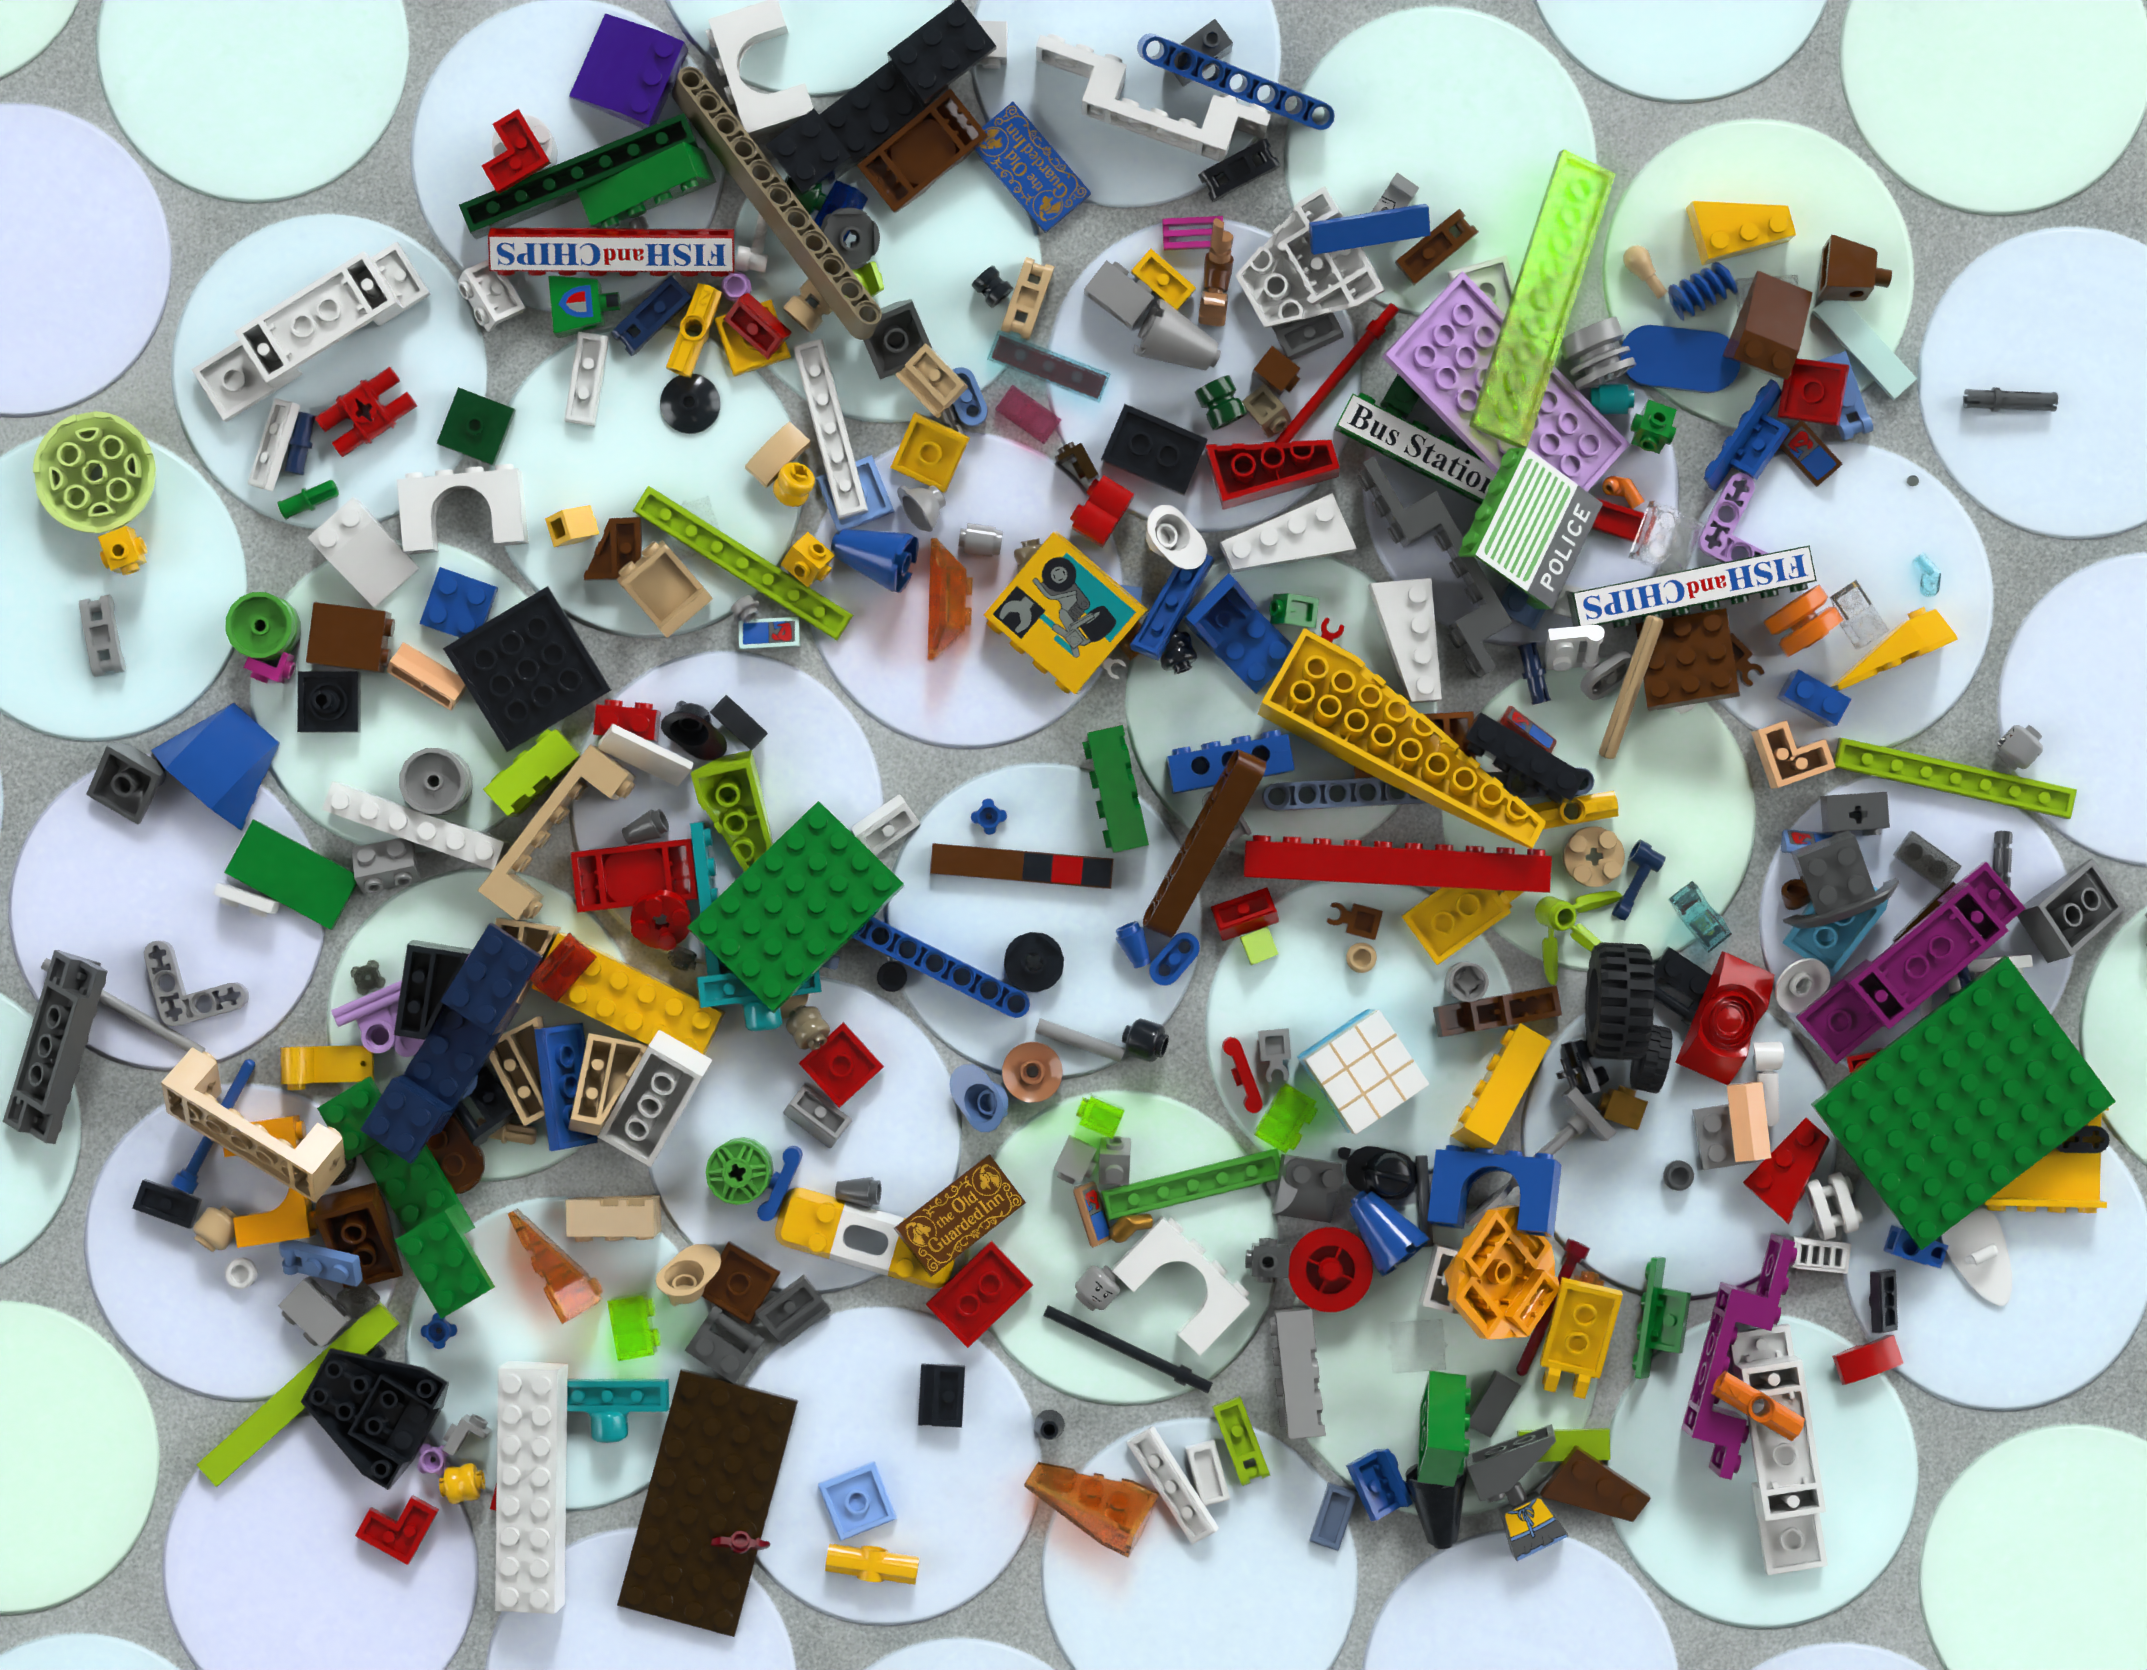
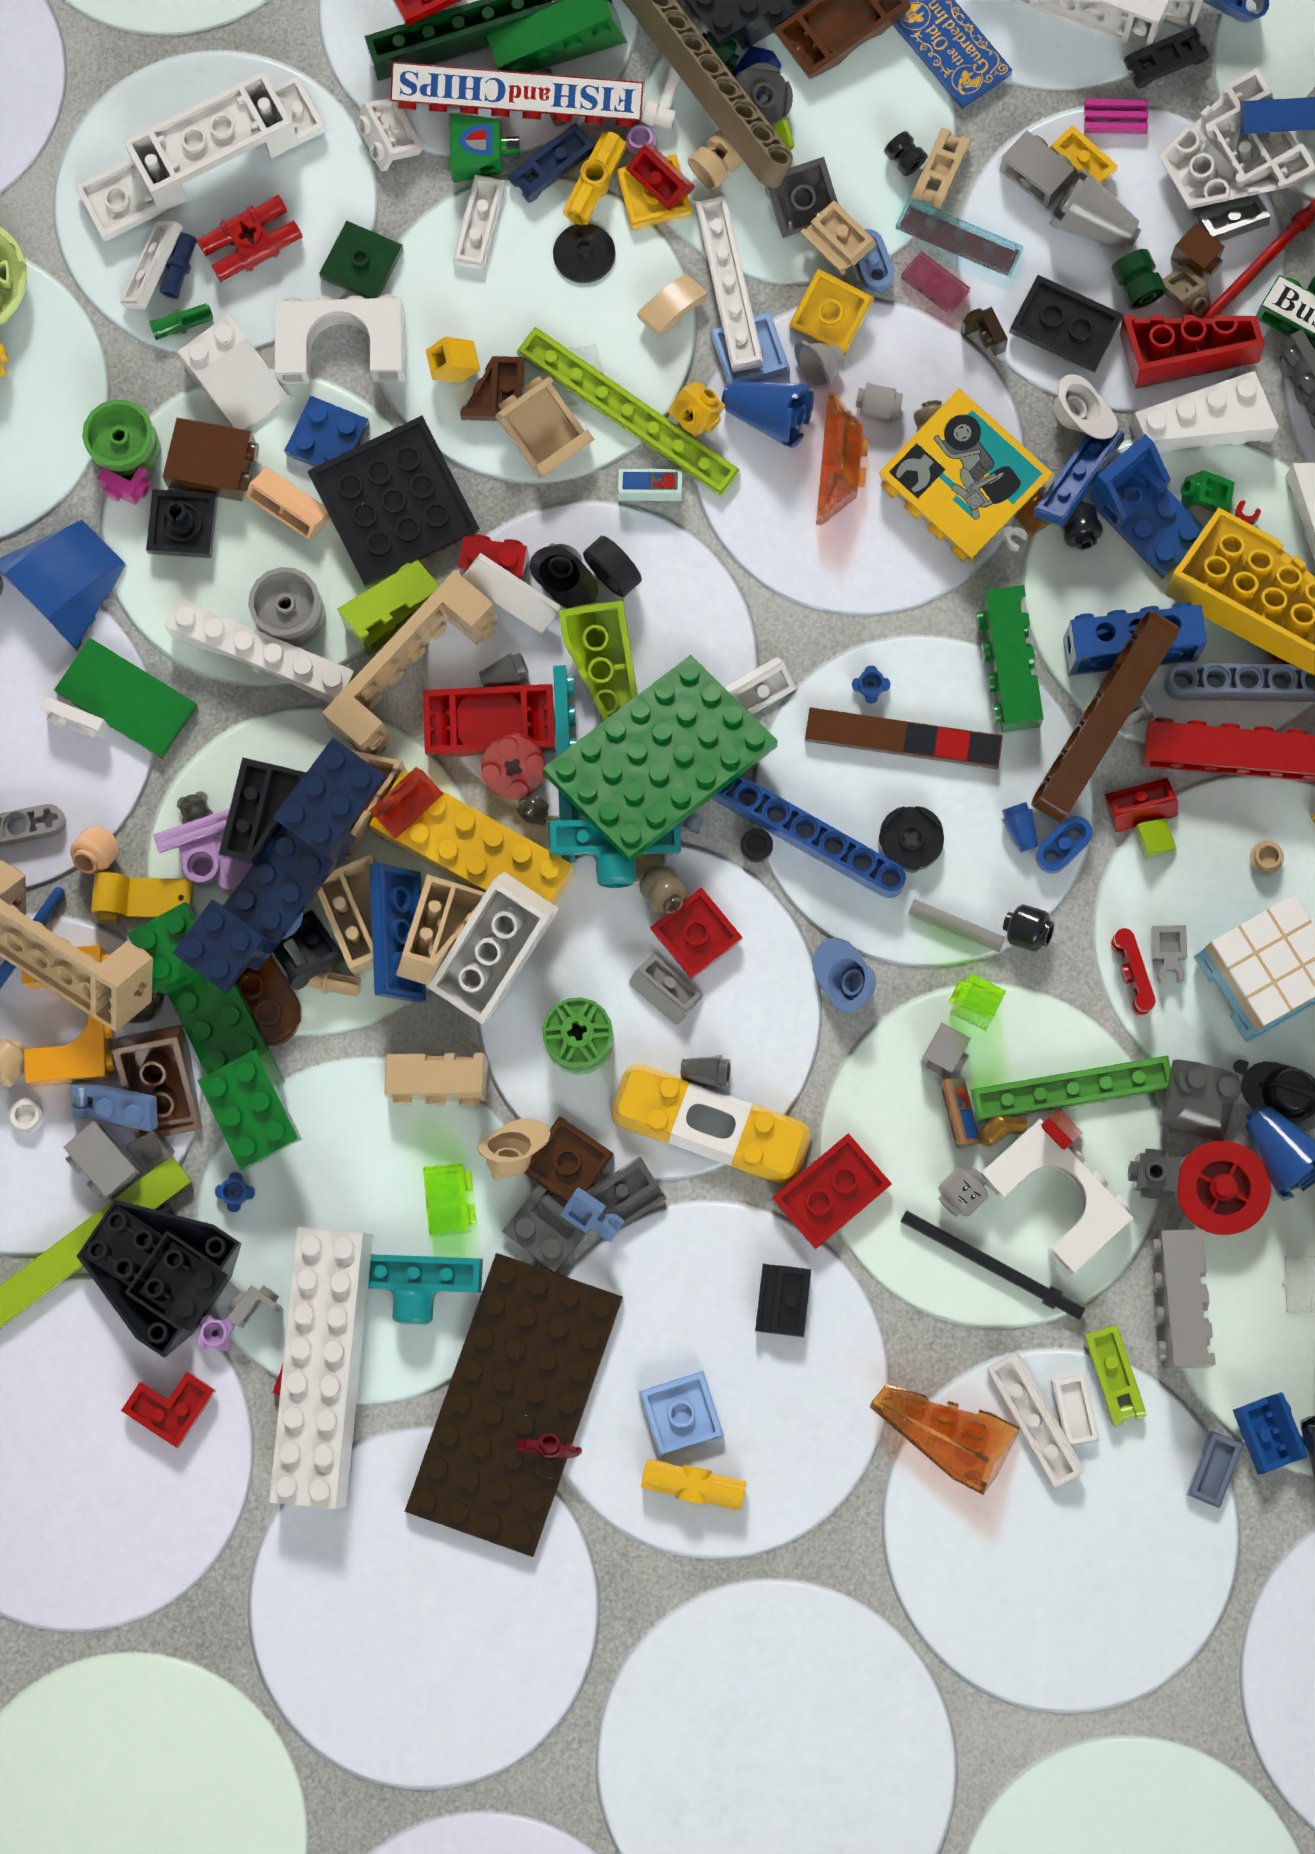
camera: 15 degrees right, 10 degrees down
(278, 1025) = (94, 850): none -> light nougat head
(385, 865) = (225, 694): light grey bracket -> none
(462, 1483) = (244, 1360): yellow piece -> none
(568, 1284) = (378, 1145): clear orange wedge -> none
(745, 609) = (626, 456): light grey plate -> none
(761, 1333) = (587, 1214): none -> medium blue plate
(780, 1183) = (621, 1055): blue plate -> none
(793, 484) = (687, 333): yellow piece -> none
(959, 1215) = (815, 1101): reddish brown tile -> none
(1032, 1088) = (903, 937): nougat dish -> none
(1049, 1417) = (892, 1347): black cone -> none
(1102, 510) = (1008, 380): red brick -> none
(1114, 1160) = (988, 1056): light grey bracket -> none
(1182, 1227) = (1061, 1129): none -> red tile
(1217, 276) = (1139, 155): medium nougat piece -> none
(1285, 1118) = (1178, 1021): clear neon green brick -> none
(1360, 920) = (1267, 817): reddish brown plate -> none

